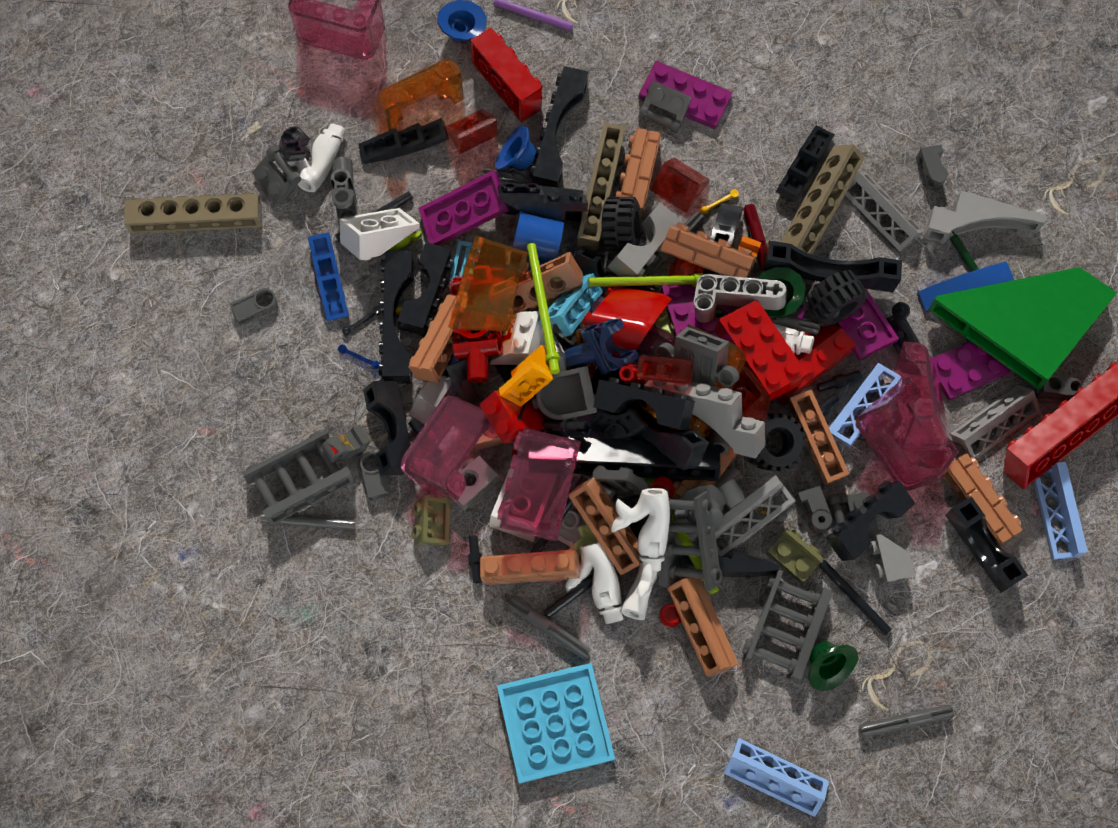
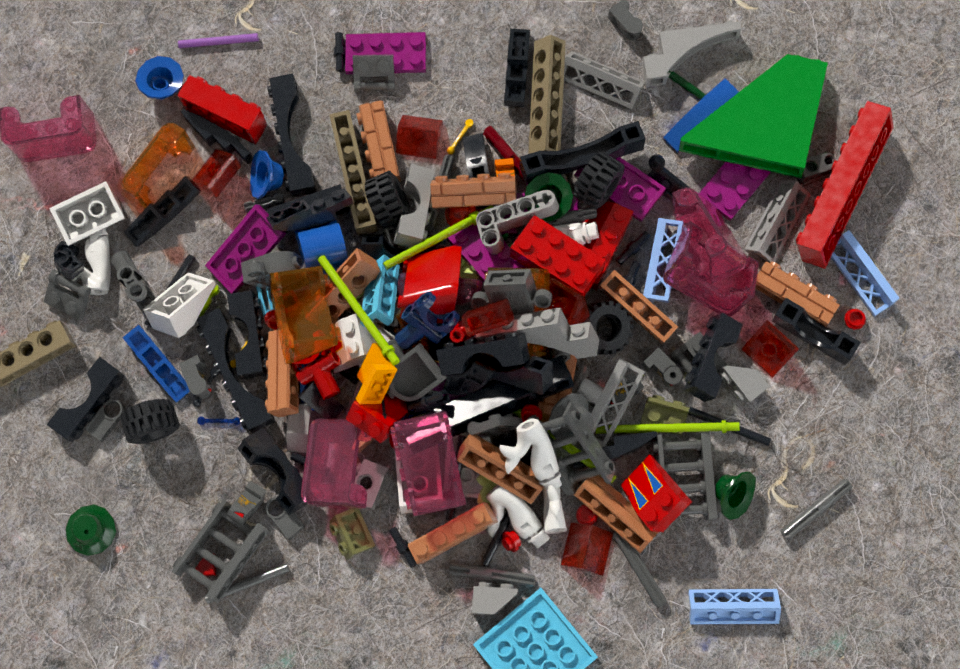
camera: 15 degrees left, 5 degrees up
(196, 402) = (99, 526): none -> dark green hat
(270, 268) = (103, 380): none -> black arch
(277, 488) = (206, 568): none -> red tile
(293, 323) = (149, 421): none -> black tyre
(333, 109) = (87, 213): none -> white slope
(357, 305) = (195, 377): none -> dark grey leg
(464, 229) = (258, 270): none -> dark grey piece
(487, 93) = (213, 133): none -> black slope
(536, 651) = (490, 600): none -> light grey slope
(583, 604) = (511, 541): none -> red plate
(641, 74) = (339, 52): none -> black bar
(655, 648) = (587, 548): none -> clear red slope
(699, 696) = (641, 571): none -> dark grey axle
(748, 627) = (655, 495): none -> red slope
(848, 592) = (678, 427): none -> lime bar
(932, 540) = (770, 348): none -> clear red slope
(1031, 552) = (854, 319): none -> red plate

